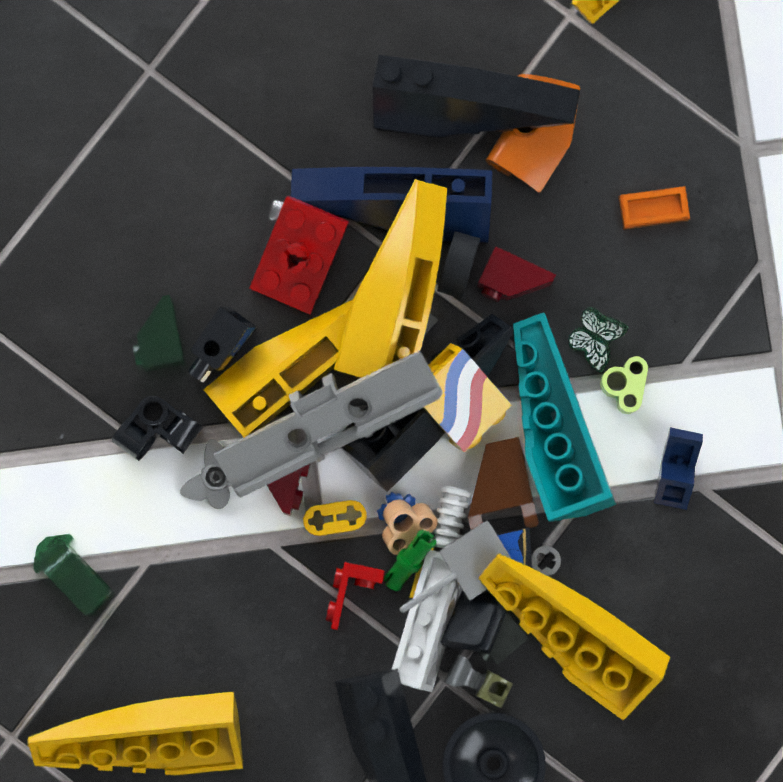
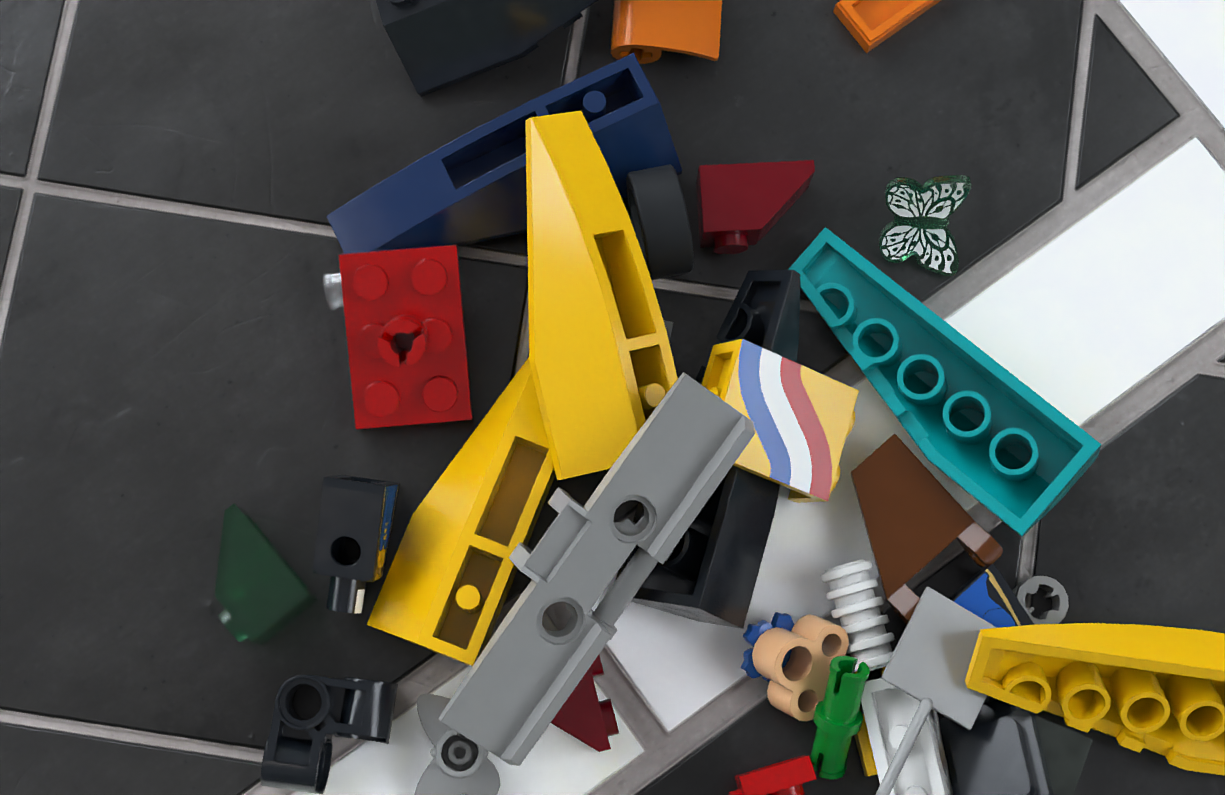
camera: 30 degrees left, 5 degrees down
(334, 509) = (691, 725): yellow beam -> none
(633, 386) = (1016, 265): yellowish green piece -> none
(678, 468) = (1155, 366): dark blue slope -> none

